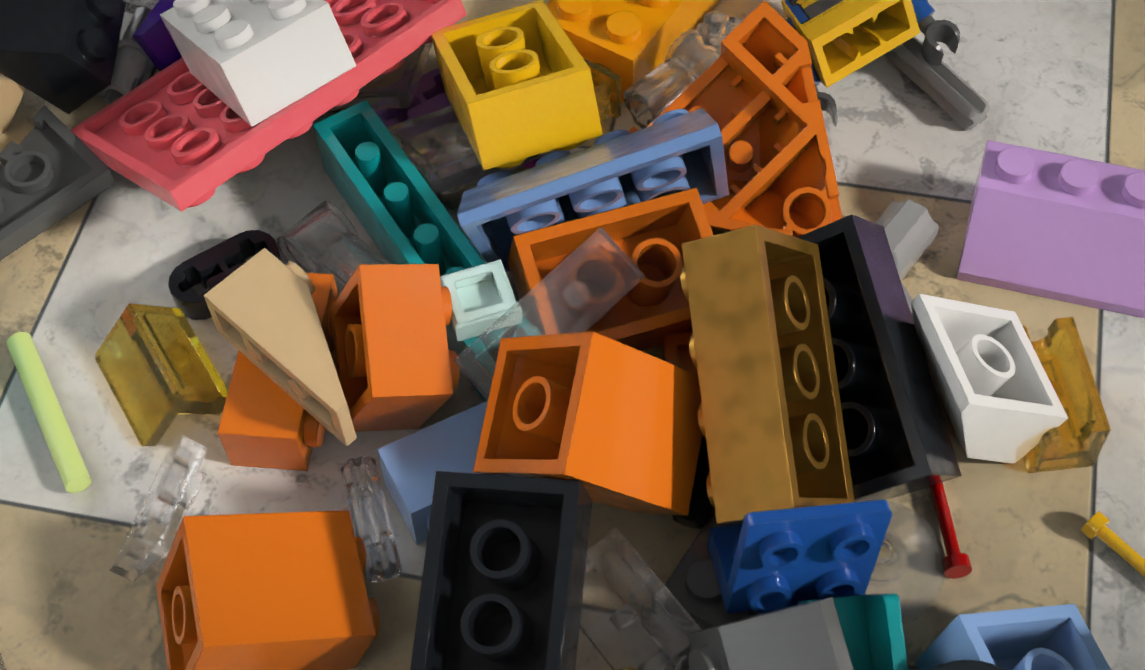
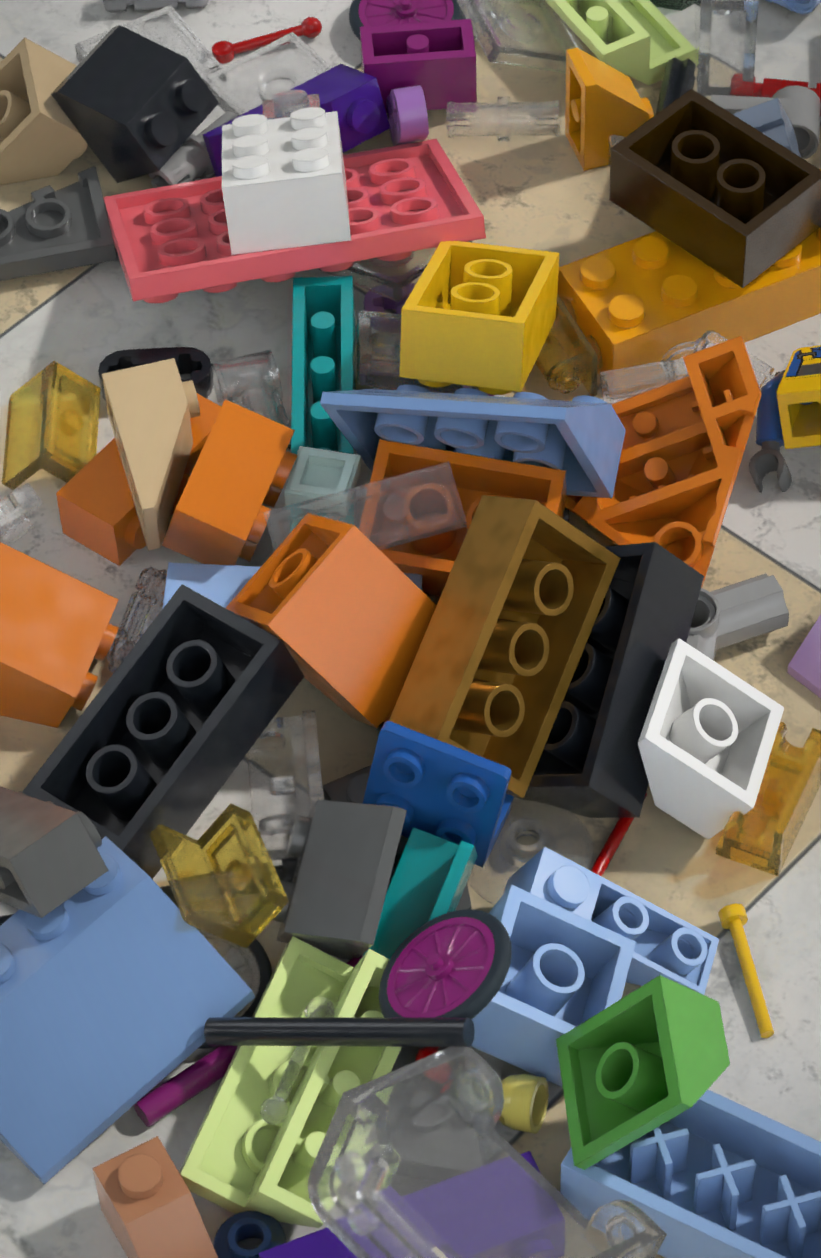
camera: 30 degrees right, 5 degrees down
(1006, 583) = (663, 941): none -> light blue slope

